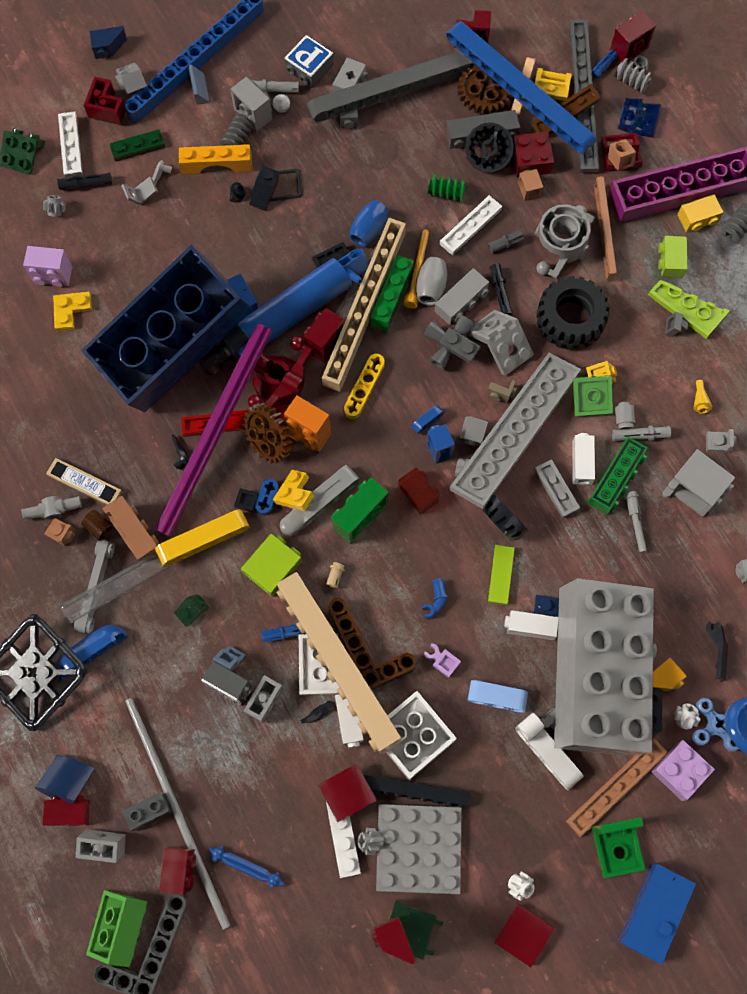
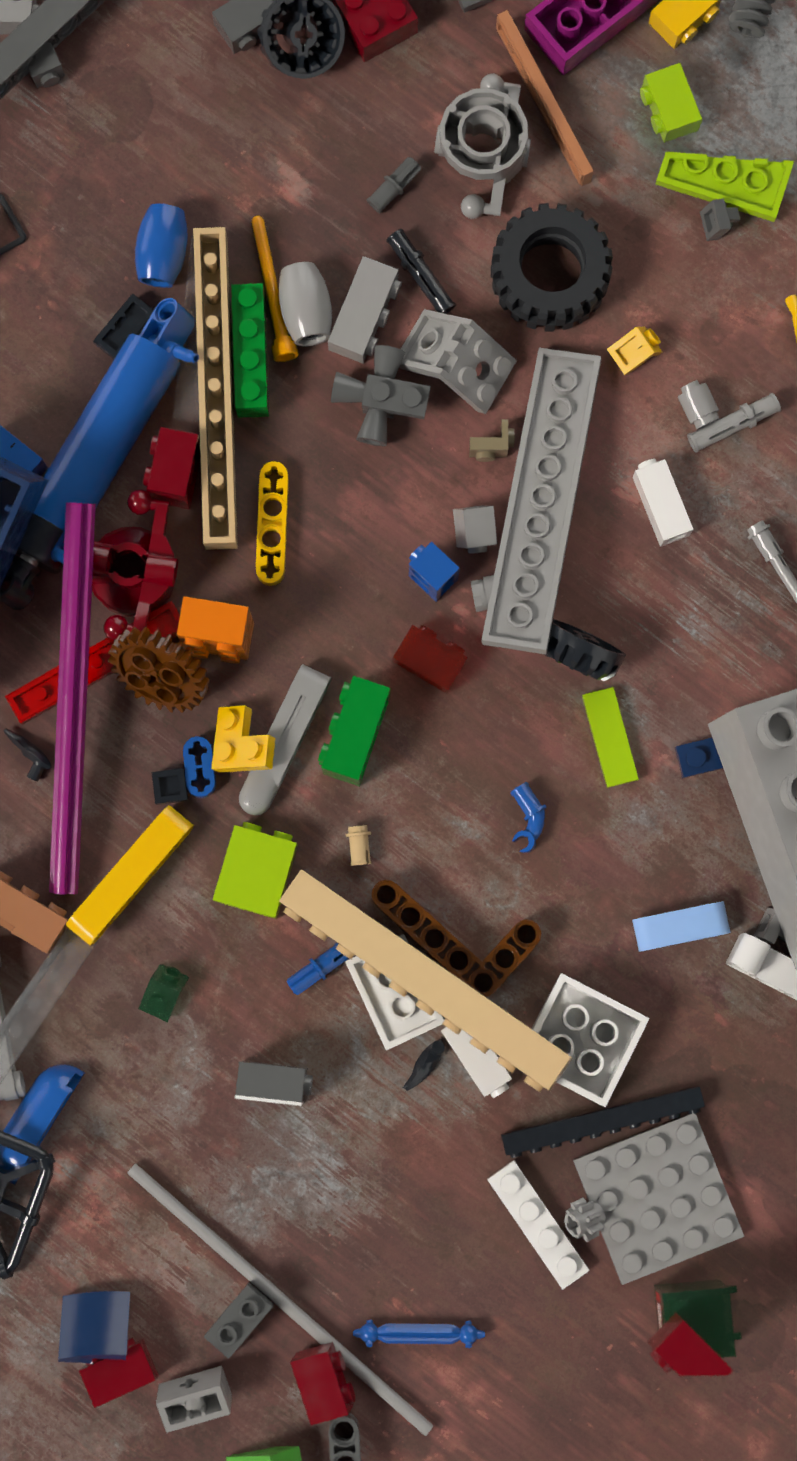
camera: 25 degrees left, 10 degrees up
(229, 658) = (257, 1043): sand blue slope -> none
(263, 699) = (336, 1082): light grey brick -> none
(347, 792) = (521, 1165): dark red slope -> none
(428, 419) = (395, 537): blue beam -> none
(444, 661) = (581, 908): lavender plate -> none
(446, 187) = (260, 130): green piece -> none
(470, 225) = (326, 179): white plate -> none
(530, 184) = (393, 68): nougat brick -> none
(531, 625) = (688, 797): white brick -> none
(557, 488) = (640, 566): light grey plate -> none
(592, 395) = (636, 392): bright green plate -> none
(617, 475) = (725, 506): green brick -> none

